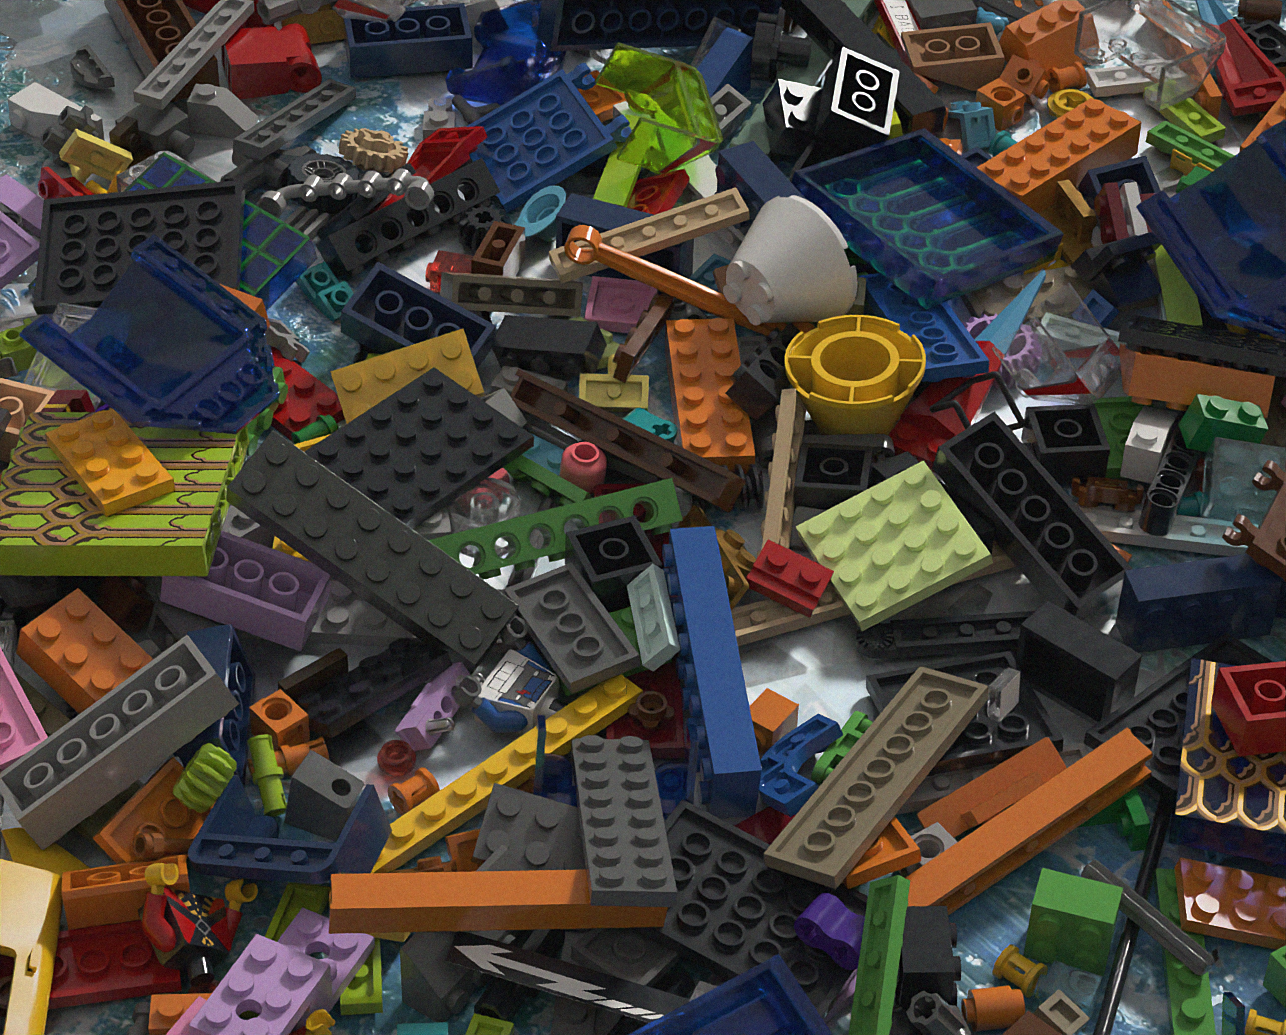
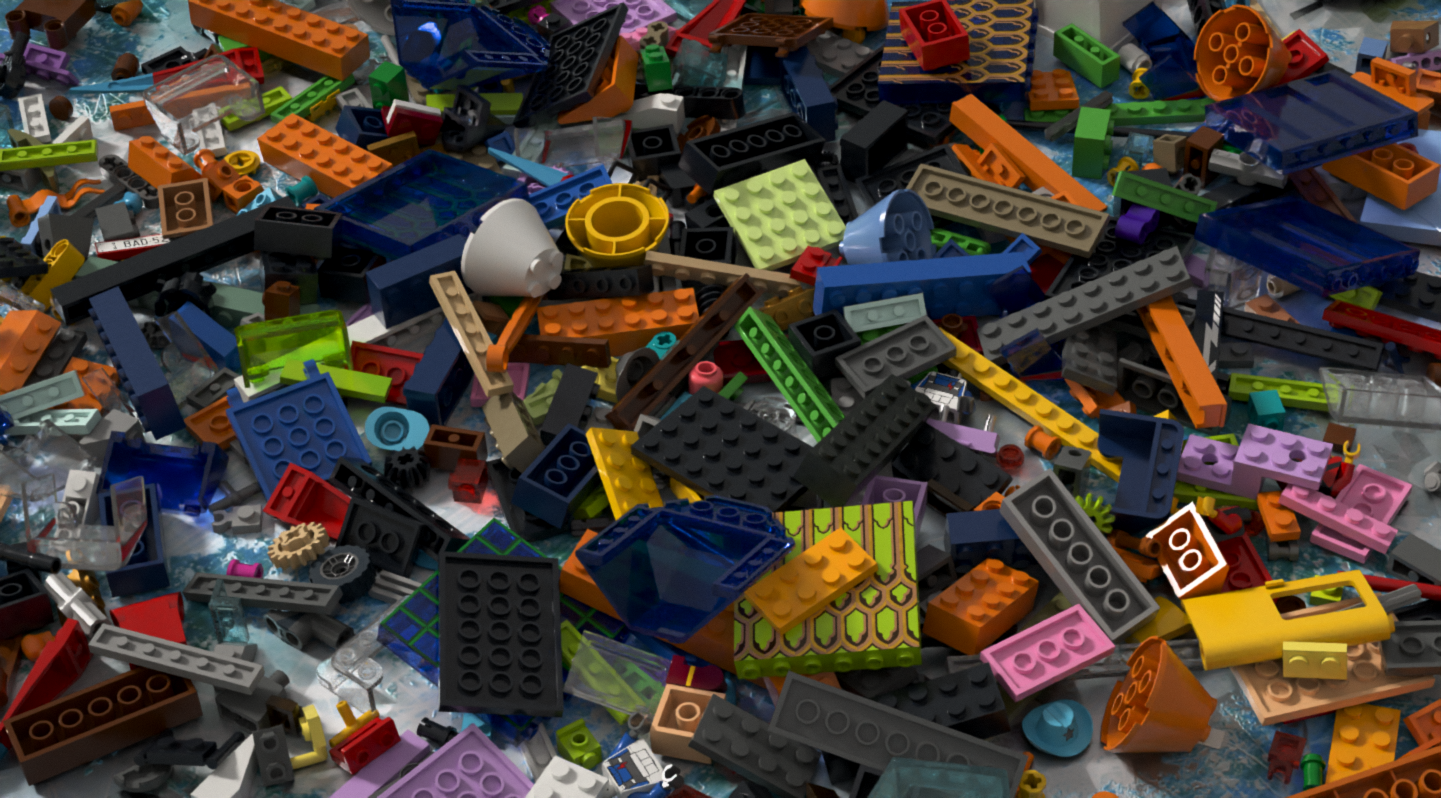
camera: 90 degrees left, 0 degrees up
(88, 75) = (193, 752): none -> black plate
(272, 90) = (227, 616): none -> clear light blue panel
(345, 111) = (236, 568): none -> dark pink bush
(416, 189) = (394, 510): light grey bar -> none
(602, 392) = (632, 368): none -> dark grey piece
(748, 109) = (281, 301): none -> reddish brown brick
(810, 648) = (890, 231): none -> medium blue cone
(1003, 694) = (914, 159): tile -> none

